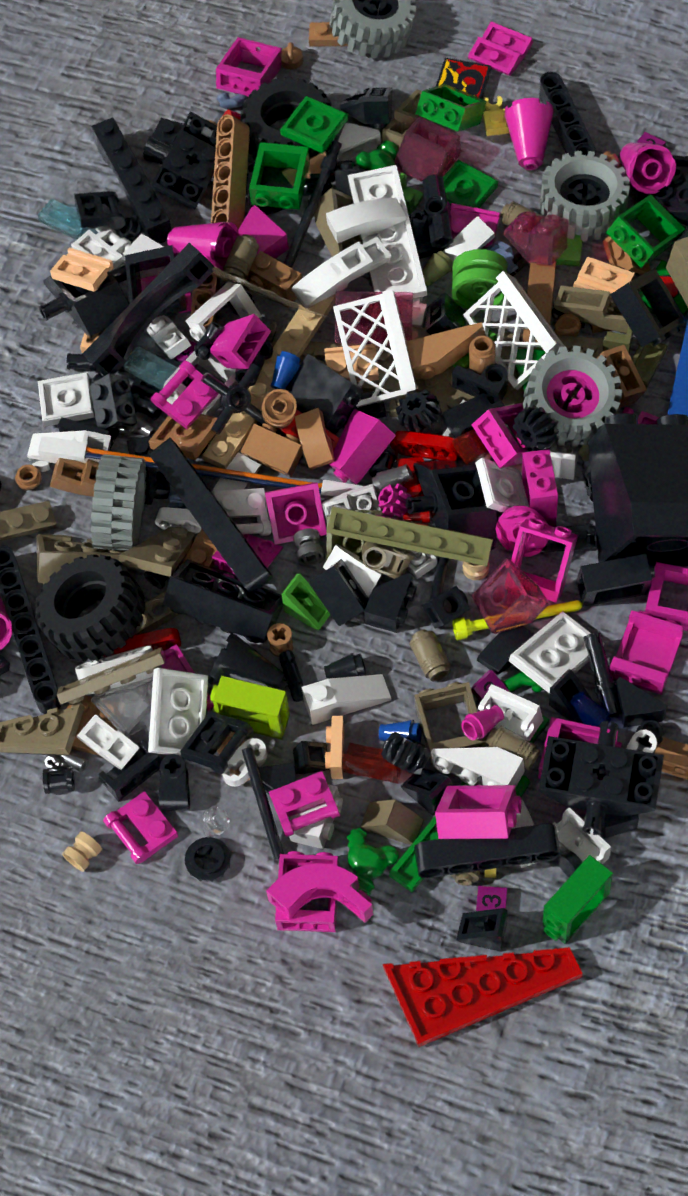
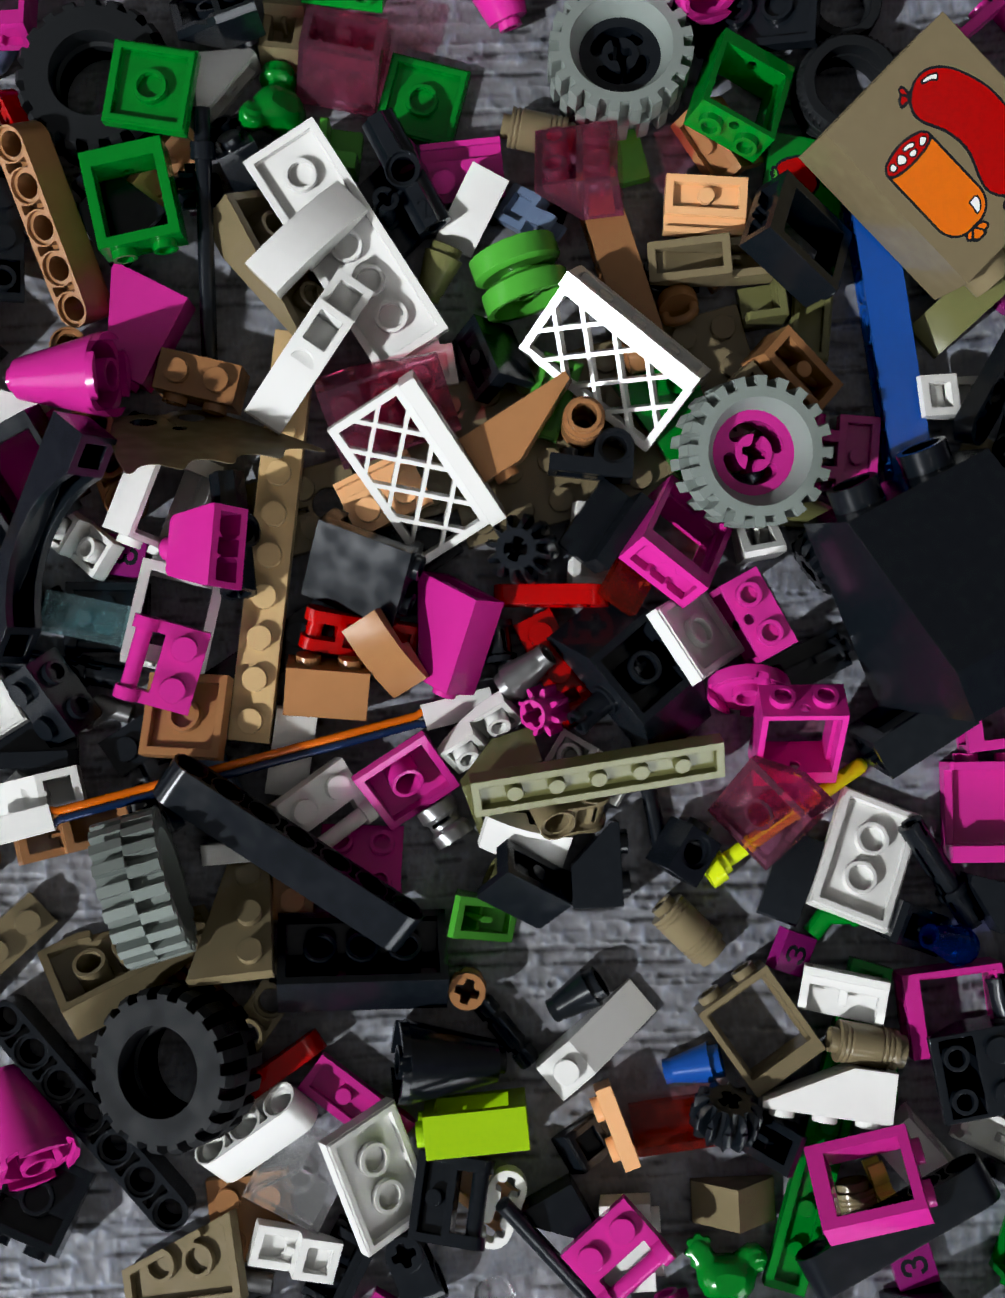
camera: 25 degrees left, 25 degrees up
(101, 681) = (258, 1165): dark tan plate -> none
(203, 347) = (153, 554): black arm -> none
(226, 398) = (228, 638): black bar -> none
(241, 256) = (139, 379): dark tan head -> none
(278, 408) = (316, 637): medium nougat wheel -> none
(285, 369) = (292, 554): blue cone -> none
(480, 723) = (815, 1032): dark pink cone -> none
(535, 428) = (726, 542): black gear -> none

